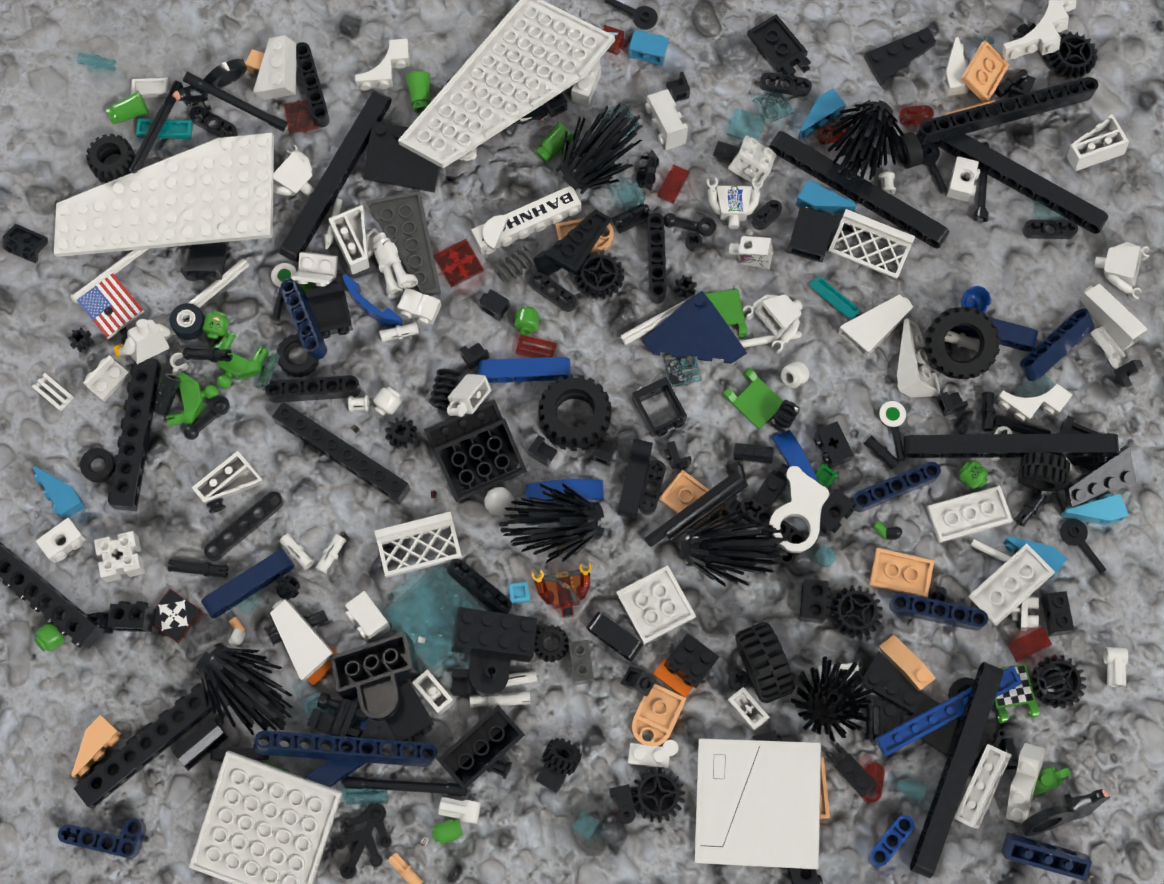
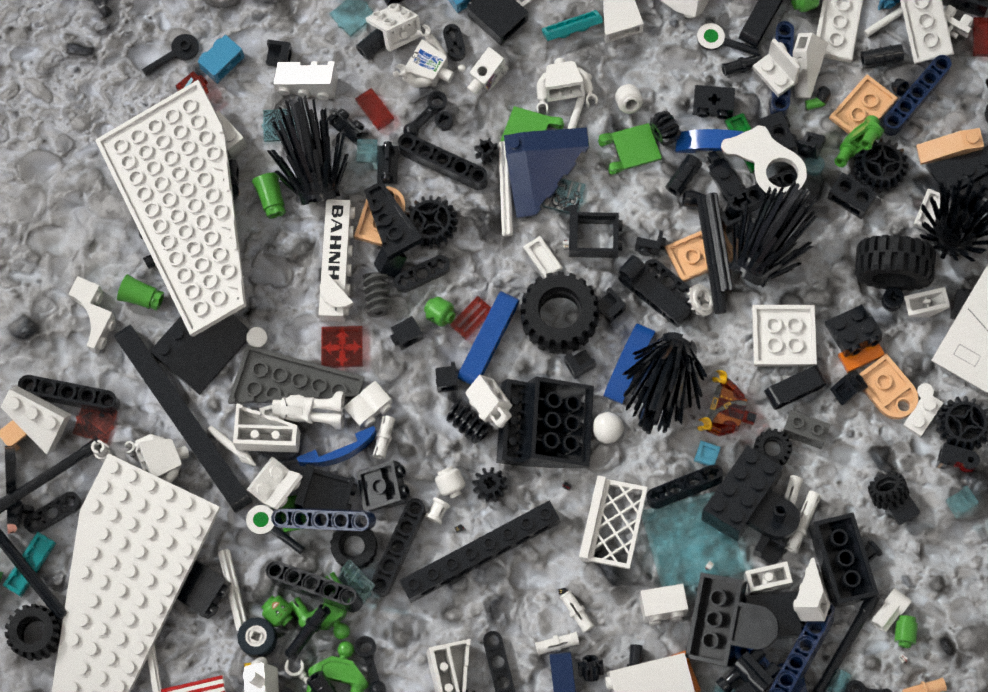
camera: 55 degrees left, 0 degrees up
(246, 340) = (320, 592): none -> black beam
(276, 129) = (100, 450): none -> white pin
(357, 351) = (383, 486): none -> black plate
(431, 195) = (256, 337): none -> white tile
(436, 735) = (812, 599): none -> white slope
(618, 378) = (542, 257): none -> white tile
(656, 516) = (705, 297): none -> white gear
(839, 544) = (811, 145): none -> black bracket
(866, 580) = (859, 138): none -> bright green connector
(887, 480) = (778, 68): none -> white bracket
(916, 501) = (810, 53): none -> white slope
(958, 565) = (882, 56): none -> black axle

